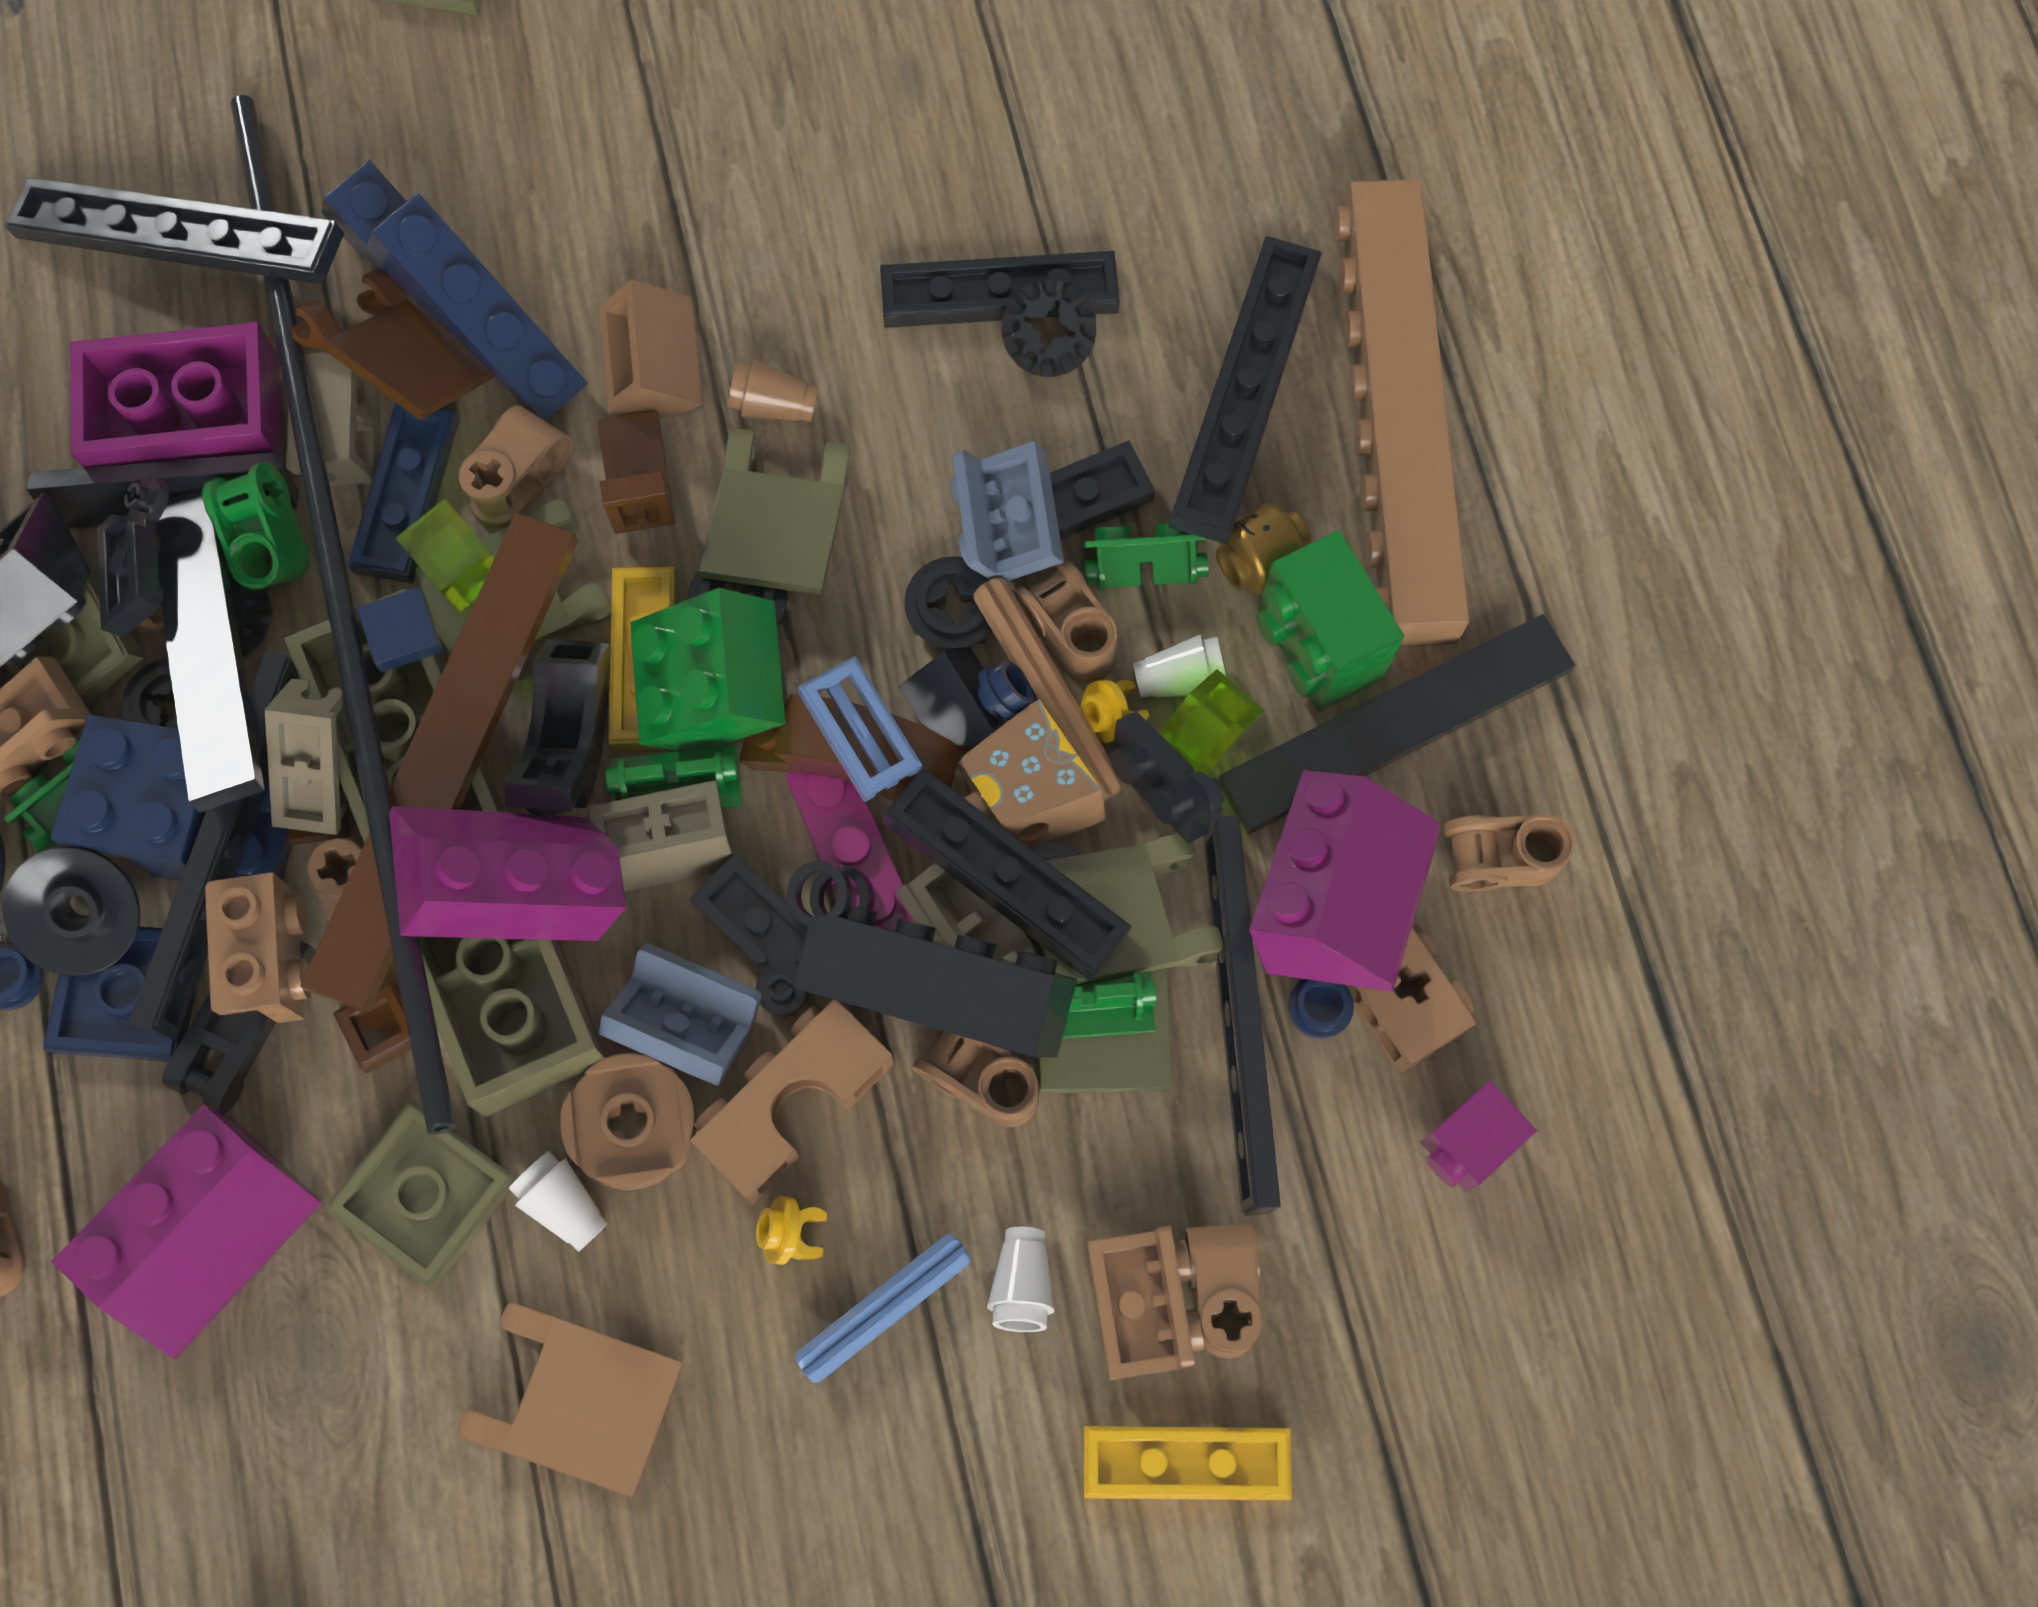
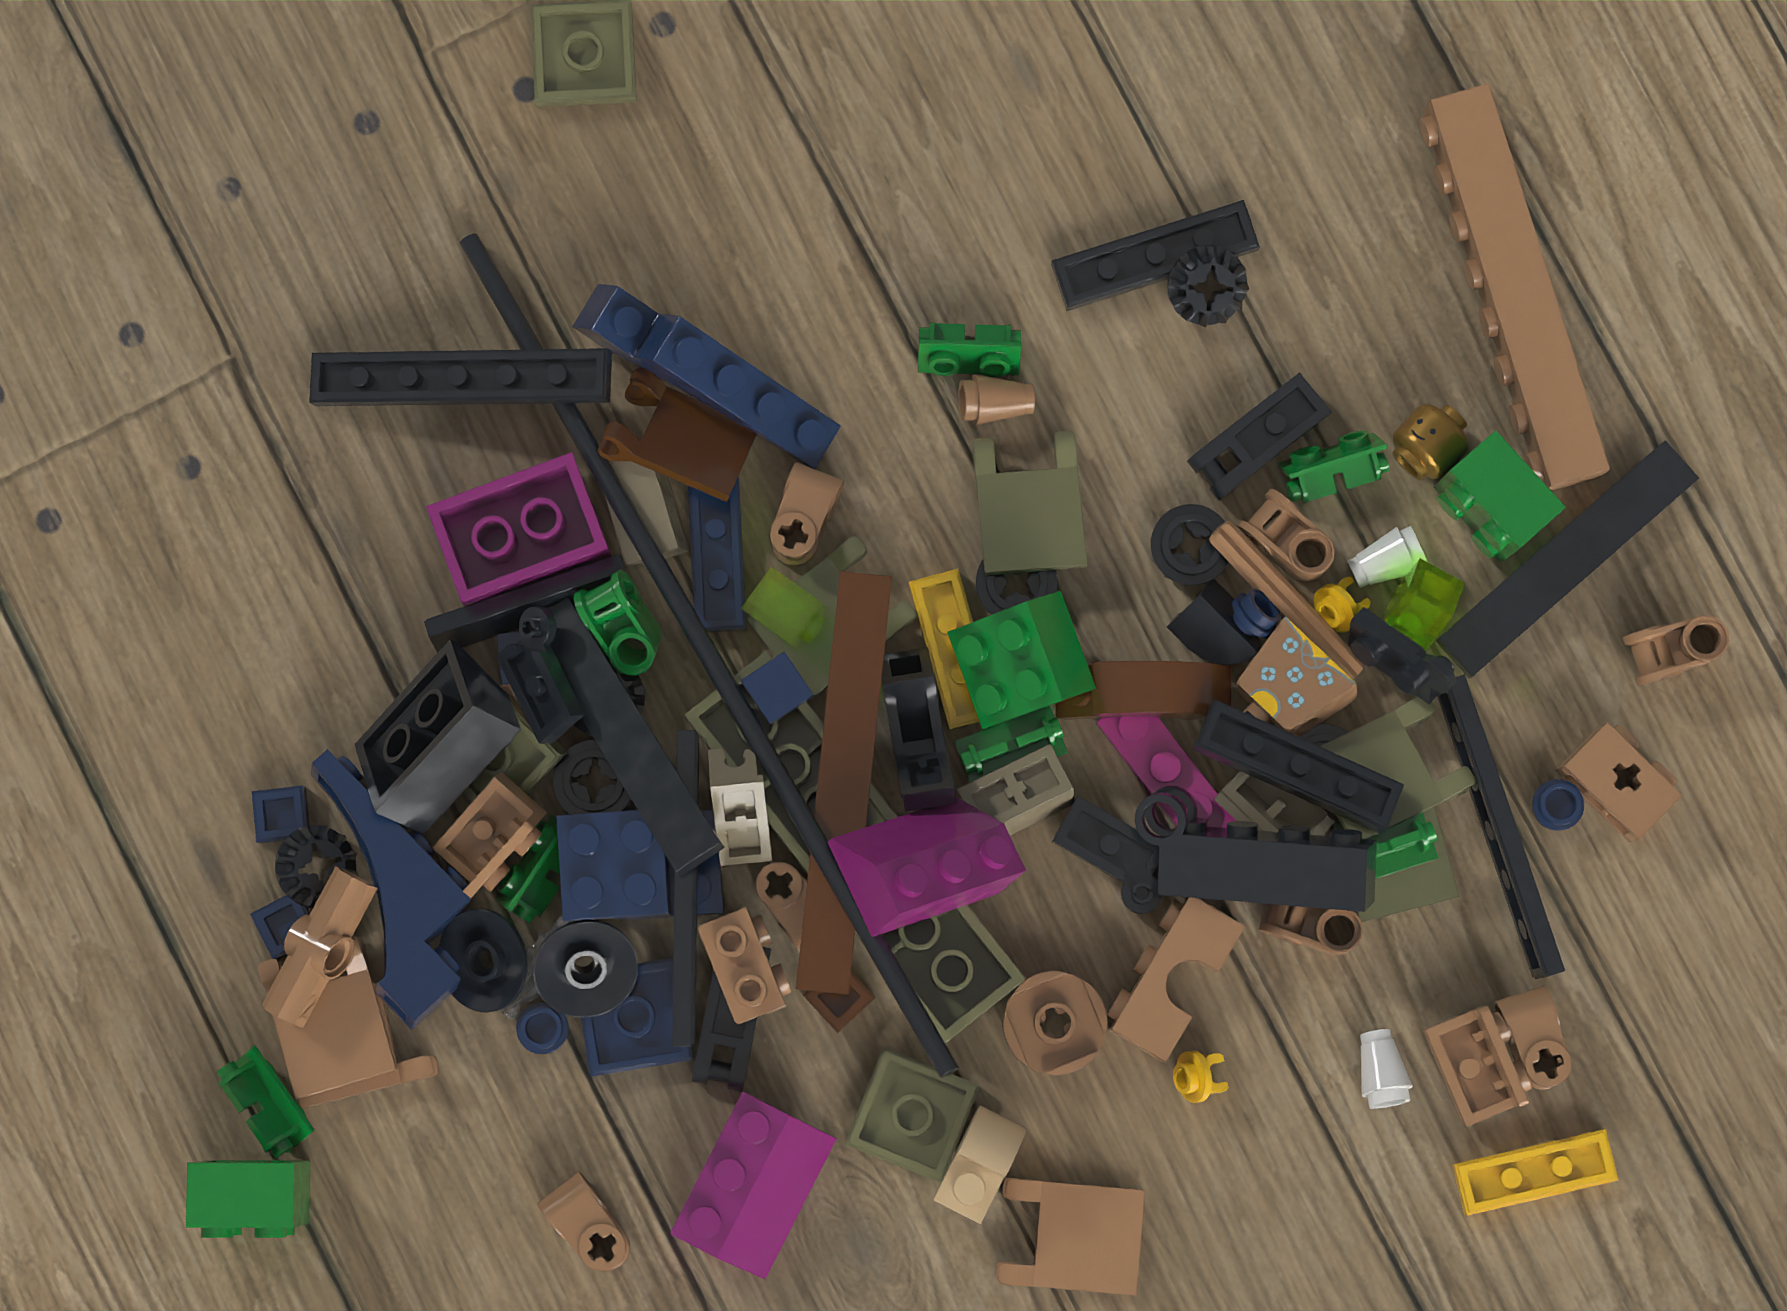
camera: 15 degrees left, 10 degrees up
(481, 1260) = (980, 1164): none -> tan brick
(558, 1201) = (1019, 1095): white cone -> none
(635, 472) = (903, 493): reddish brown bracket -> none
(649, 351) = (884, 387): medium nougat brick -> none
(682, 1014) = (1074, 932): sand blue bracket -> none
(742, 333) = (946, 351): none -> green hinge
(882, 1308) = (1283, 1114): medium blue axle -> none
(886, 775) = (1157, 709): medium blue tile -> none
(1007, 512) = (1222, 466): sand blue bracket -> none
(1245, 391) = (1385, 303): black tile -> none
(1344, 883) = (1559, 710): magenta slope -> none
(1476, 1138) = (1698, 882): magenta brick -> none

